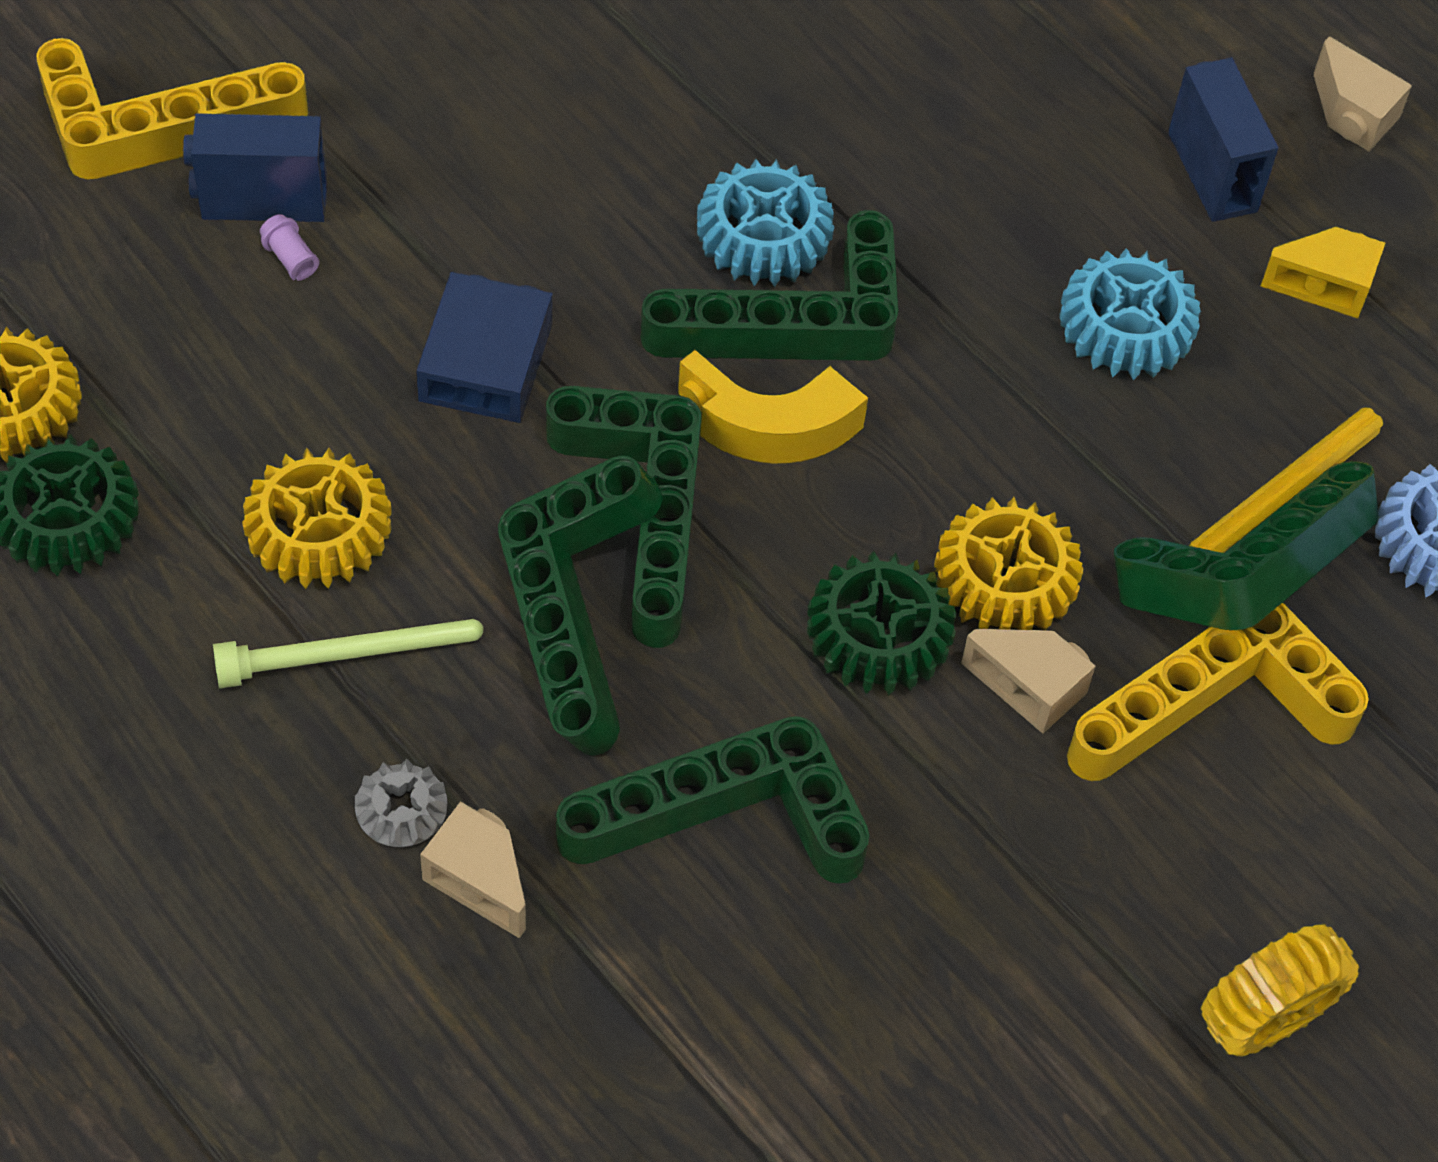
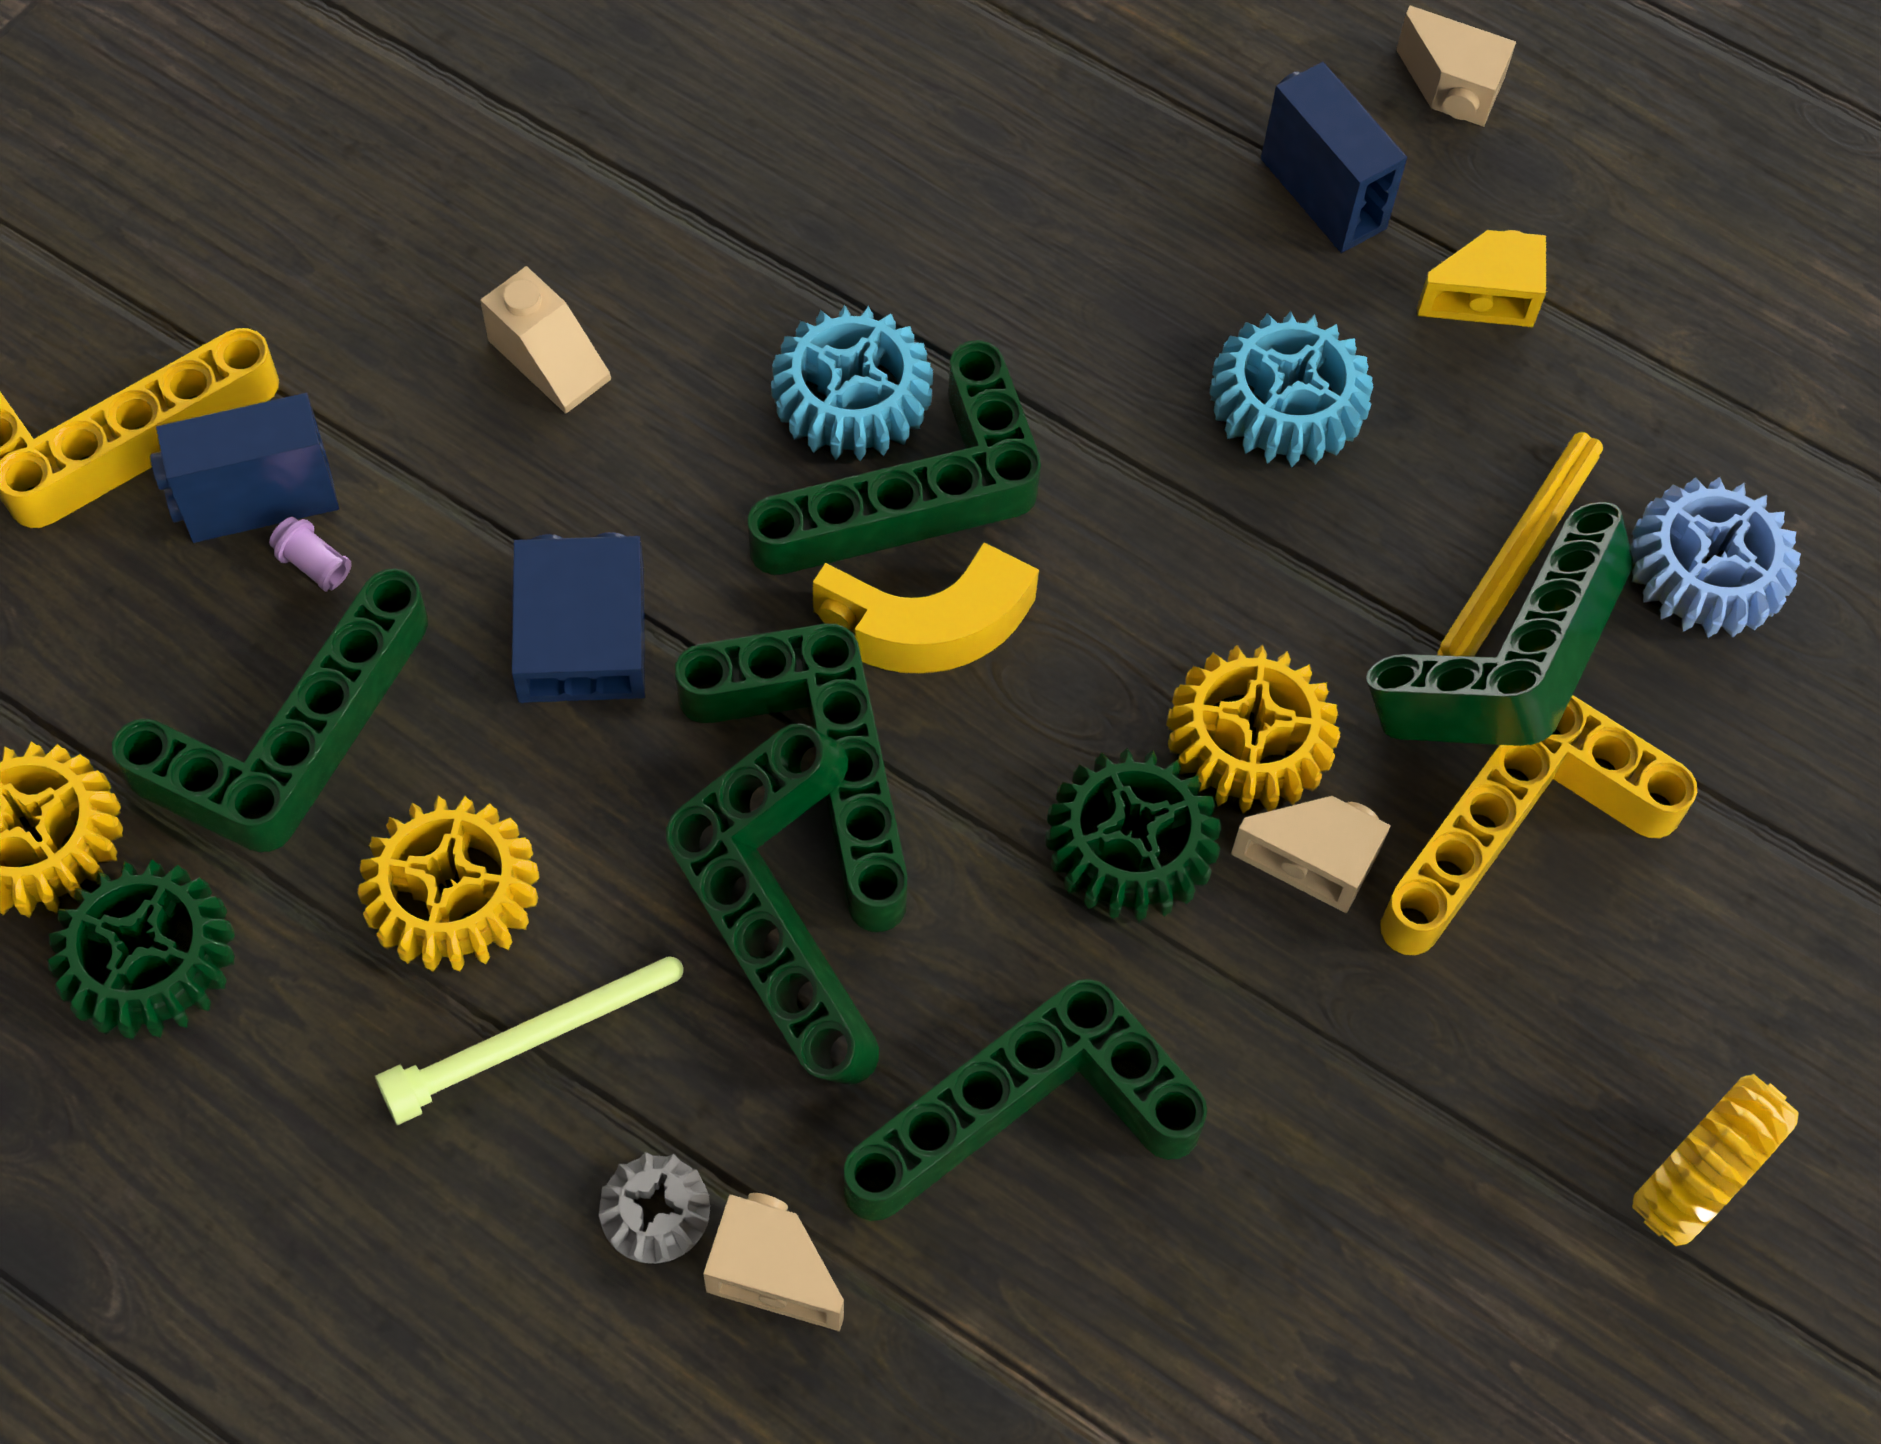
camera: 15 degrees left, 5 degrees up
(289, 342) = (293, 731): none -> dark green beam
(525, 130) = (543, 339): none -> tan slope

